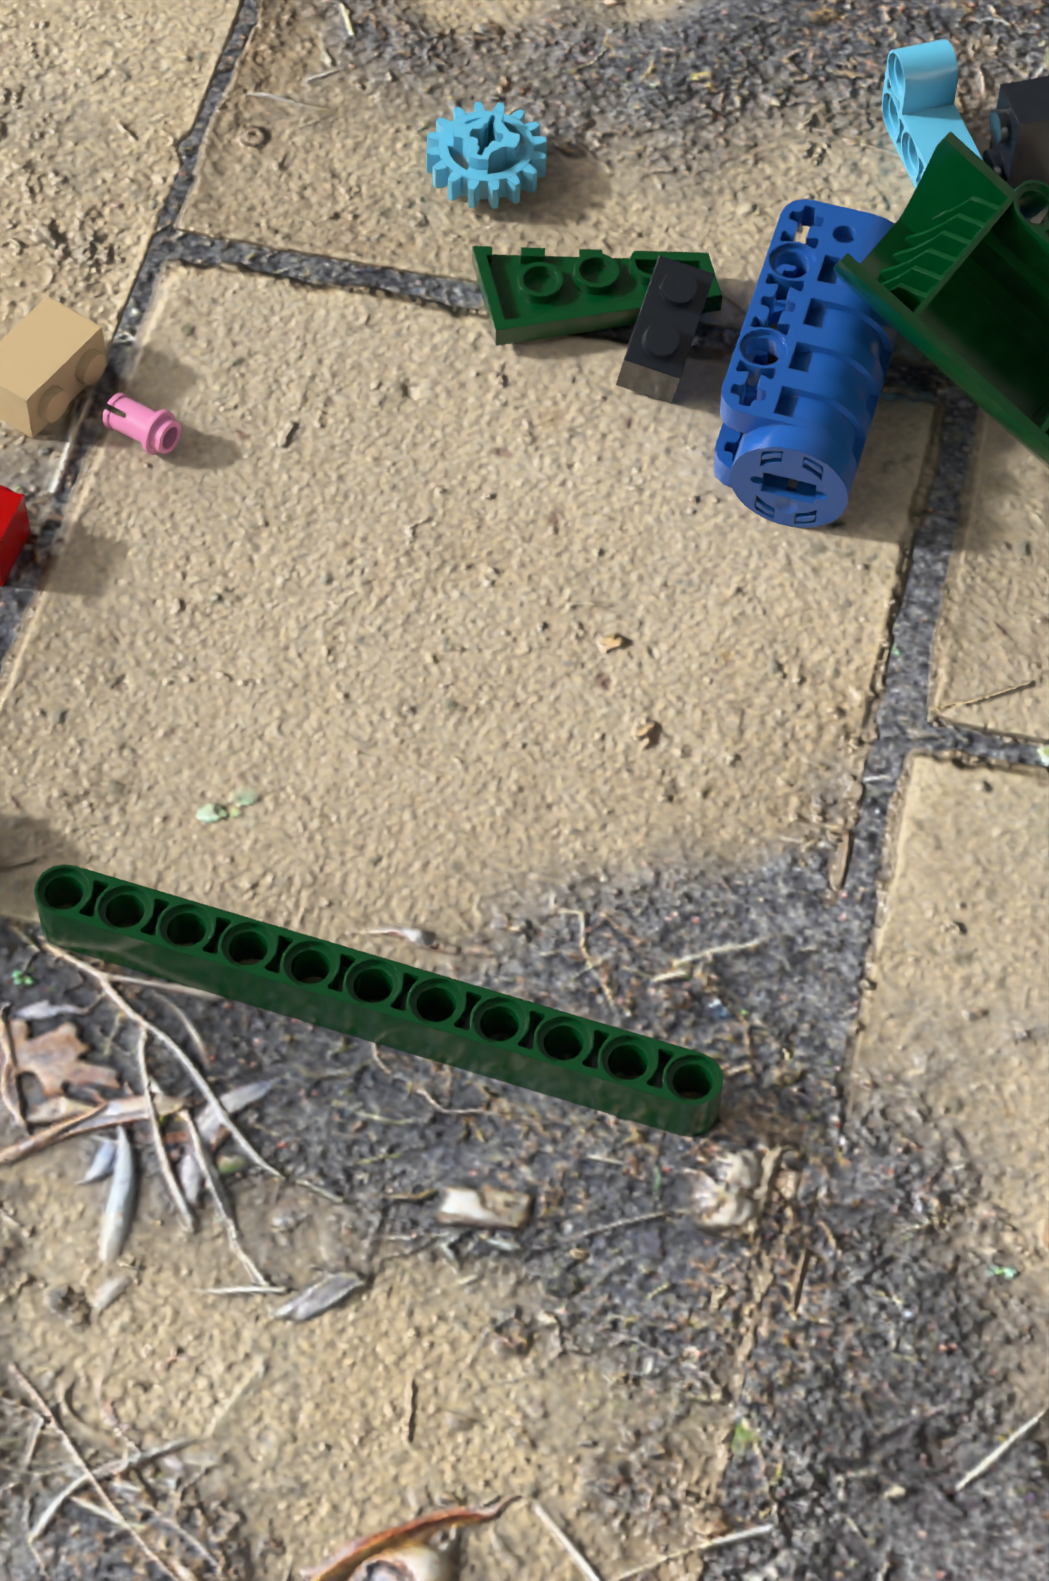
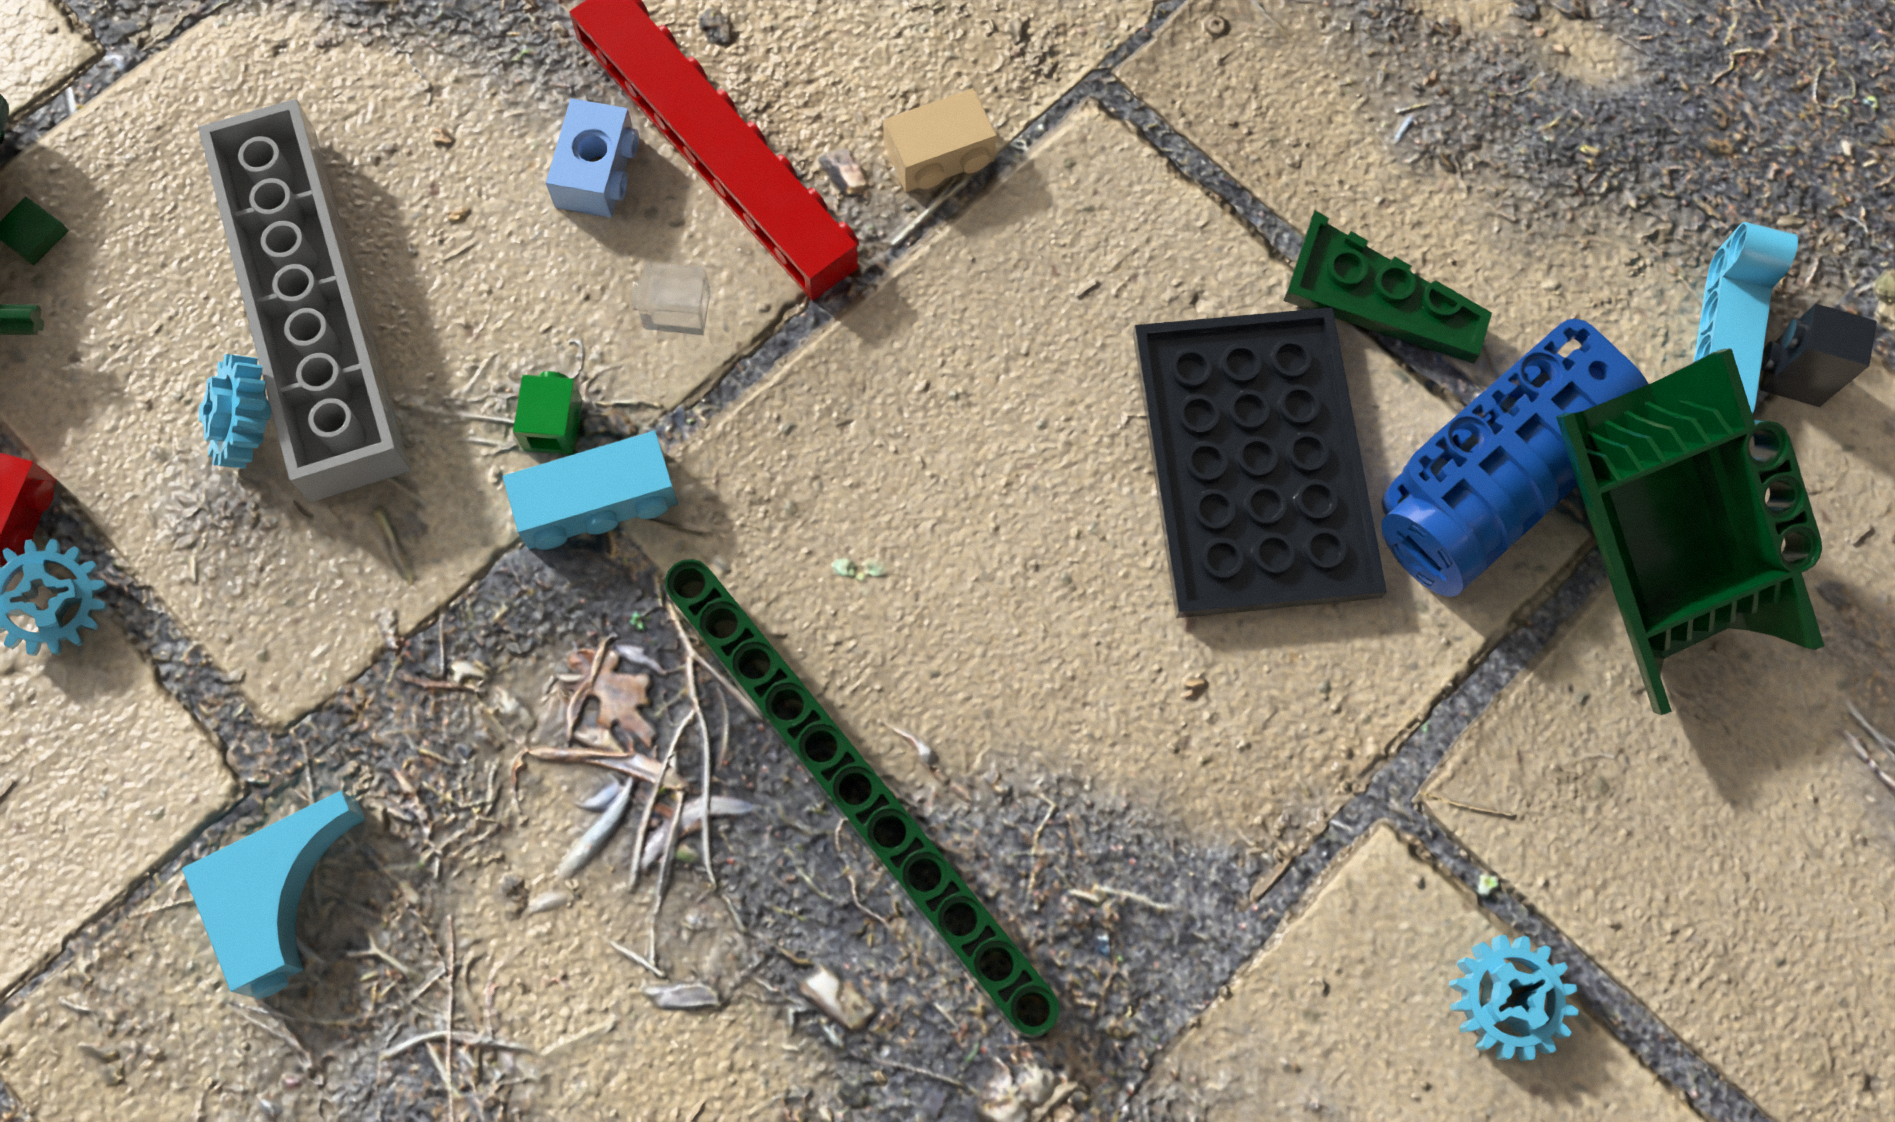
camera: 30 degrees right, 15 degrees up
(153, 429) = (988, 234): bright pink pin -> none
(486, 155) = (1375, 136): medium azure gear -> none
(569, 498) = (1257, 463): none -> black plate
(665, 329) = (1414, 364): black brick -> none

